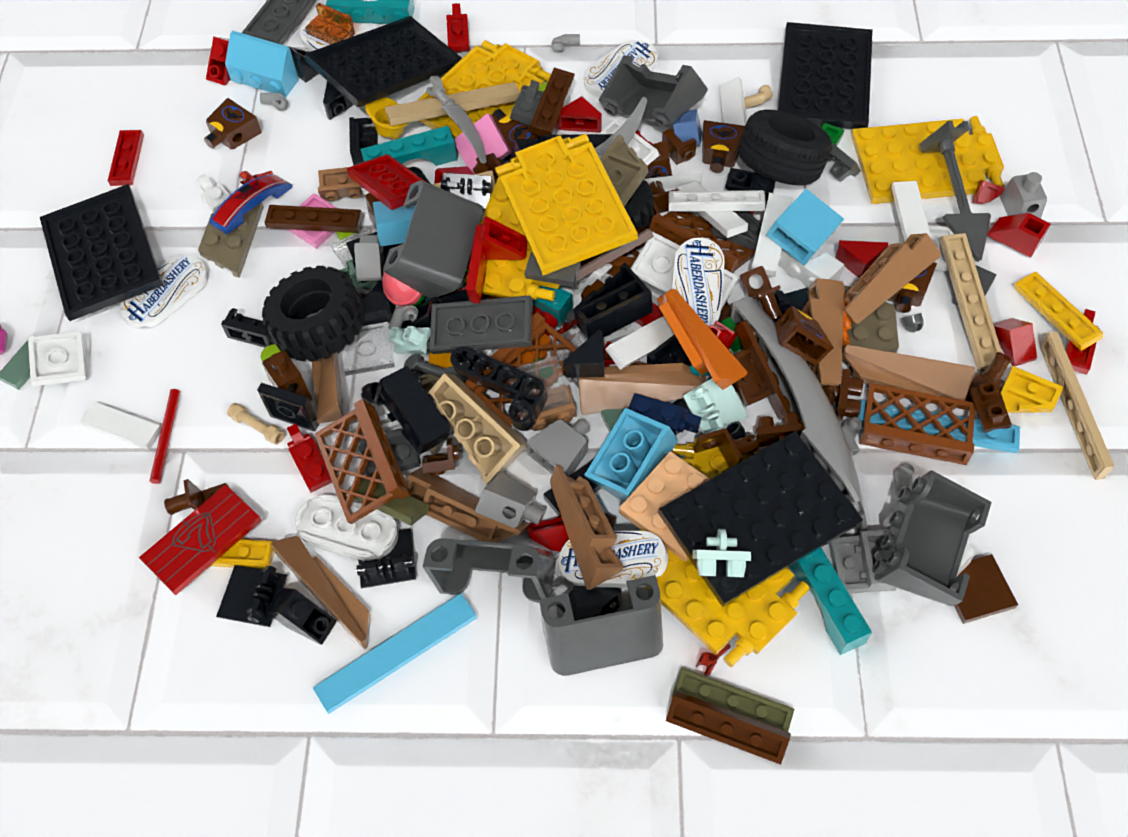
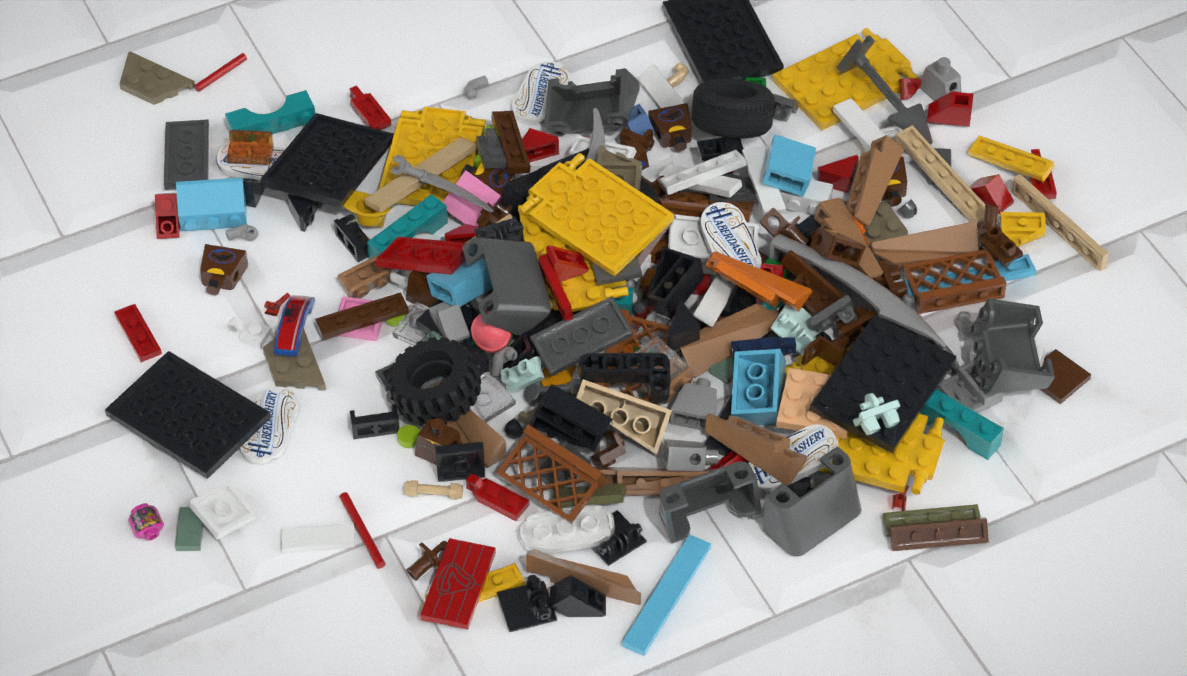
camera: 30 degrees left, 10 degrees down
(770, 409) = (840, 309): none -> dark grey hinge

